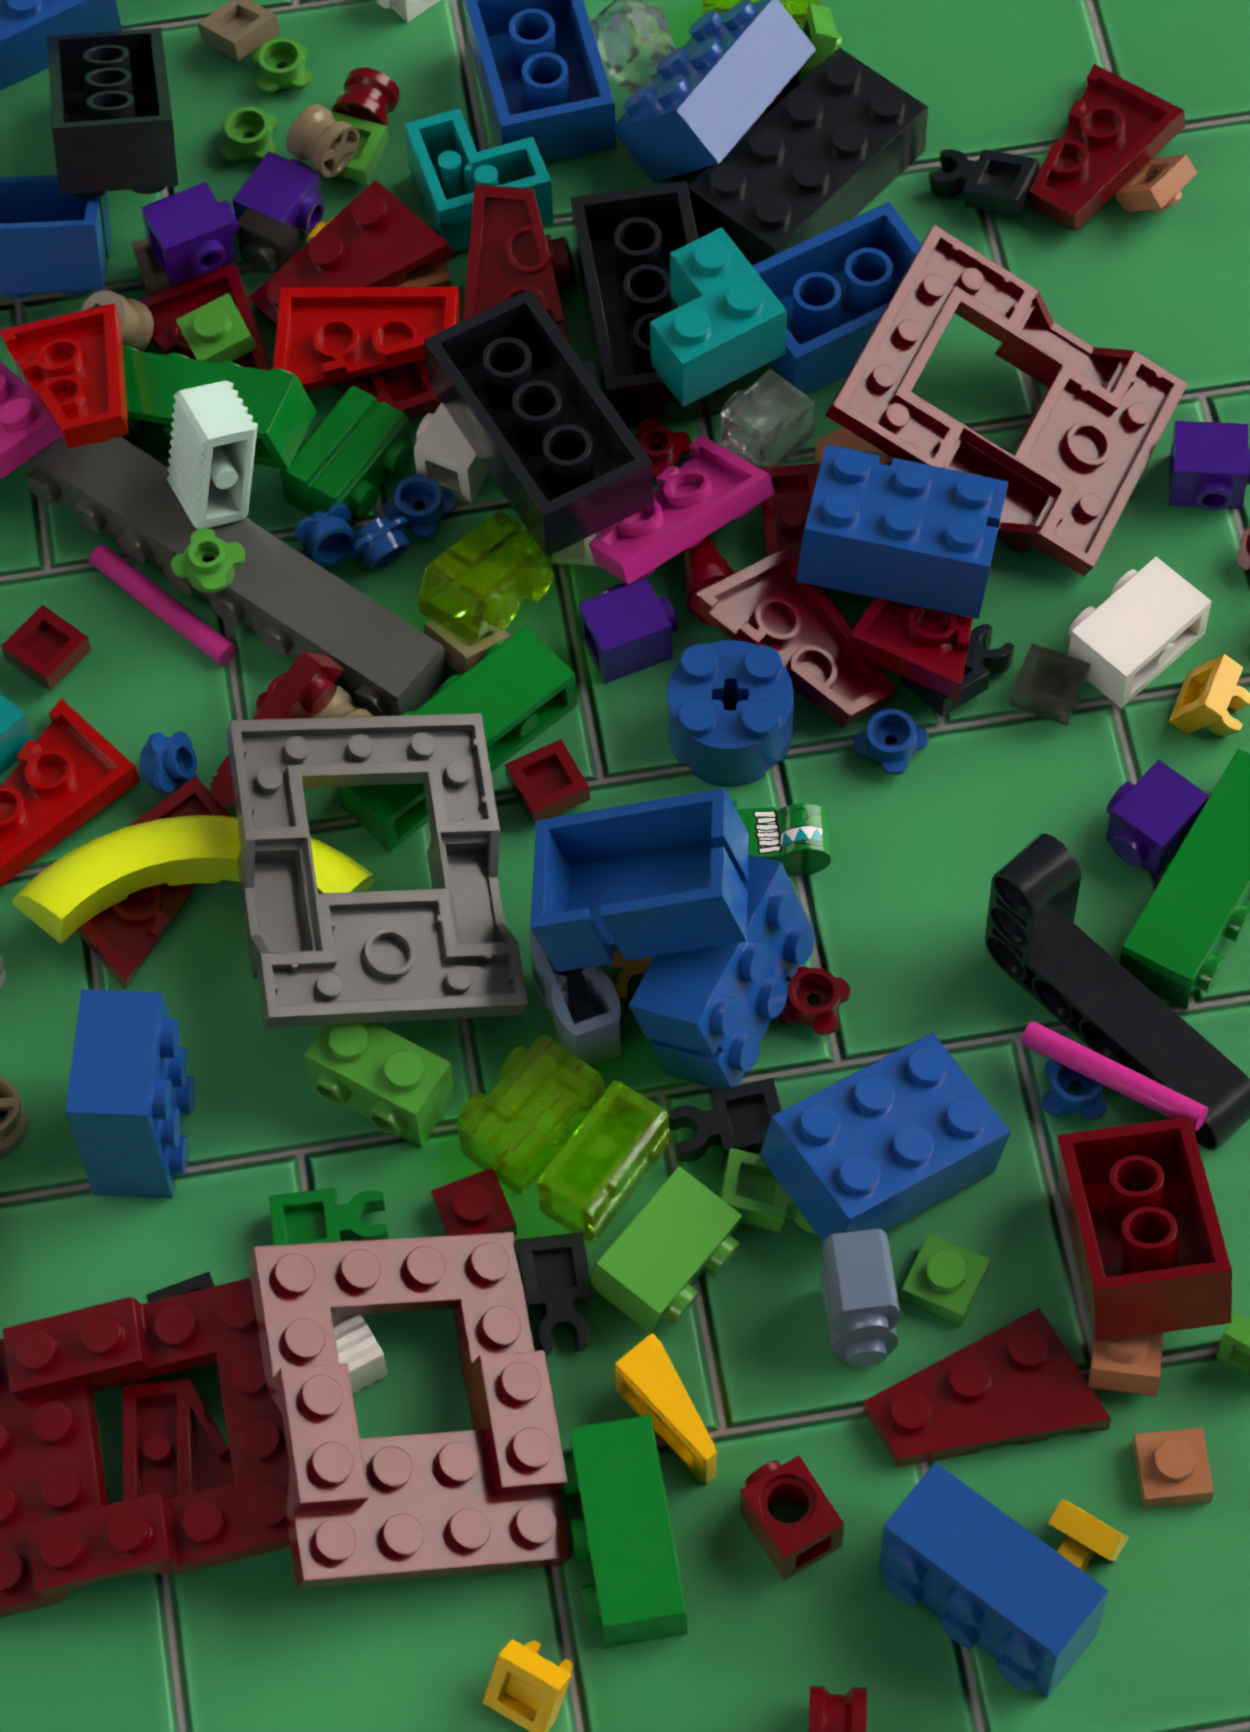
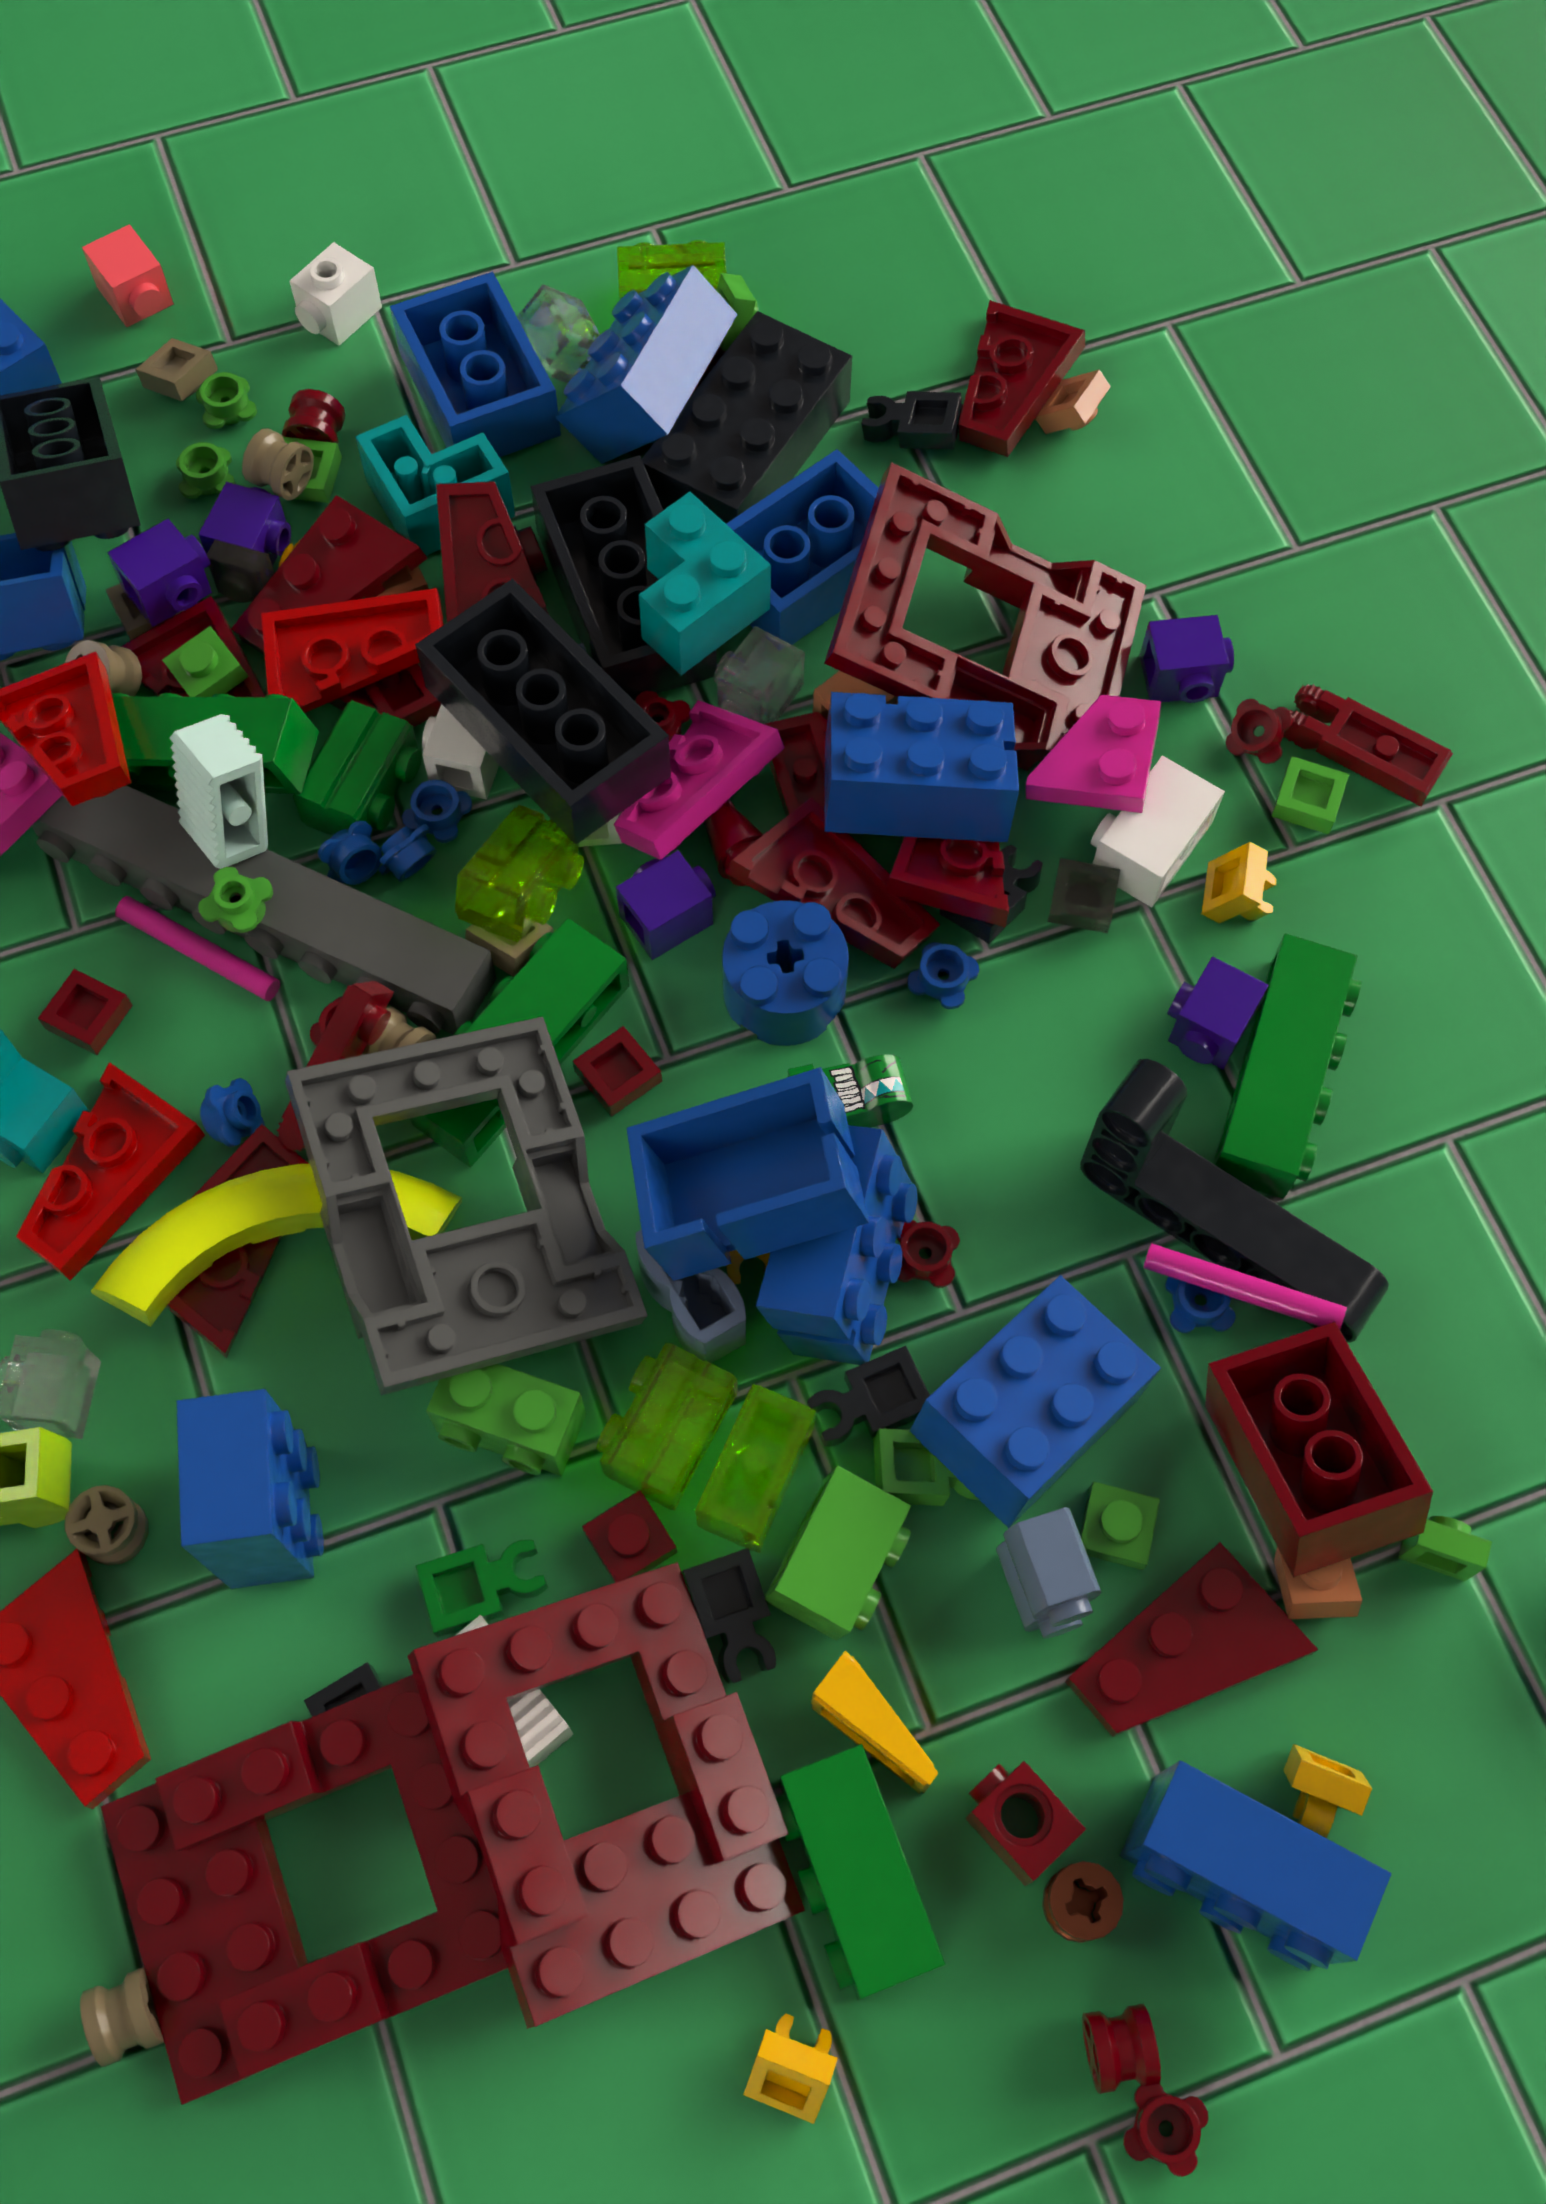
camera: 15 degrees left, 5 degrees up
(171, 1441) = (360, 1871): dark red wing -> none
(831, 1612) = (1070, 1907): none -> copper wheel
(1092, 549) = (1102, 757): none -> dark pink wing
(1172, 1467) = (1387, 1688): nougat plate -> none

